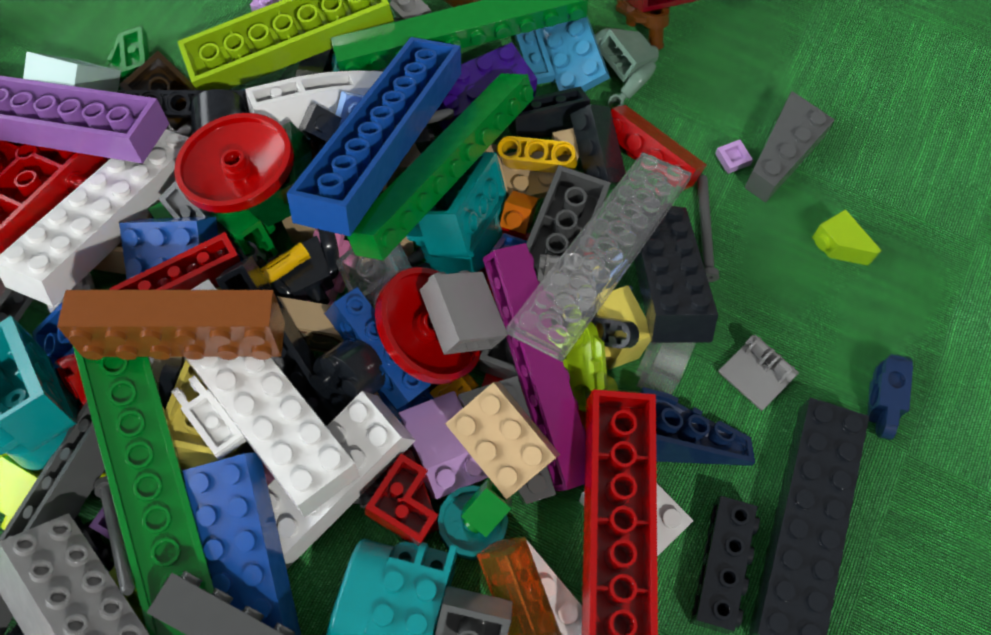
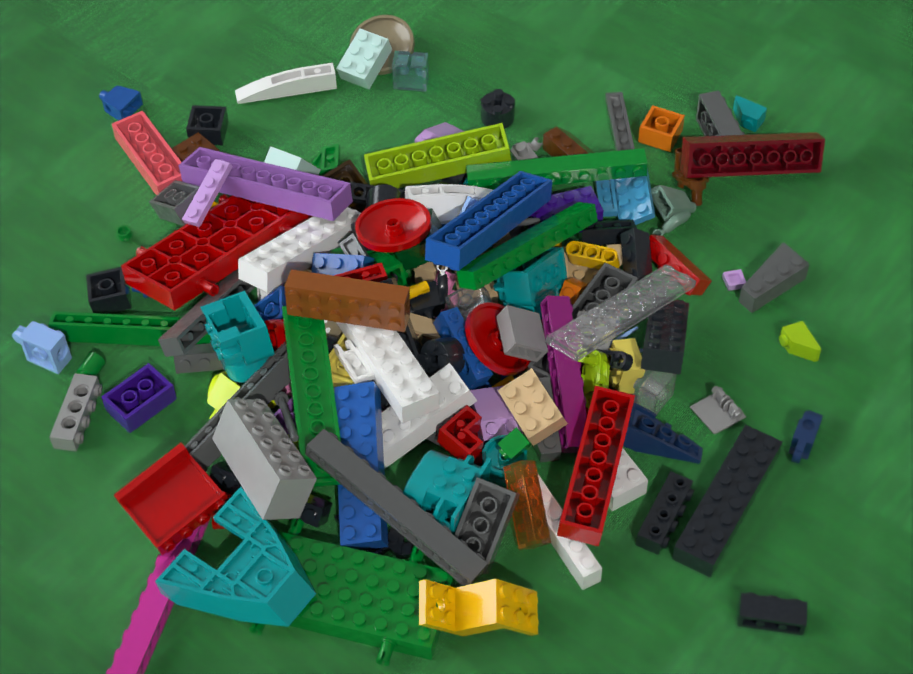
camera: 15 degrees right, 15 degrees down
(319, 124) = (448, 212): black brick -> none
(706, 230) = (698, 348): dark grey bar -> none

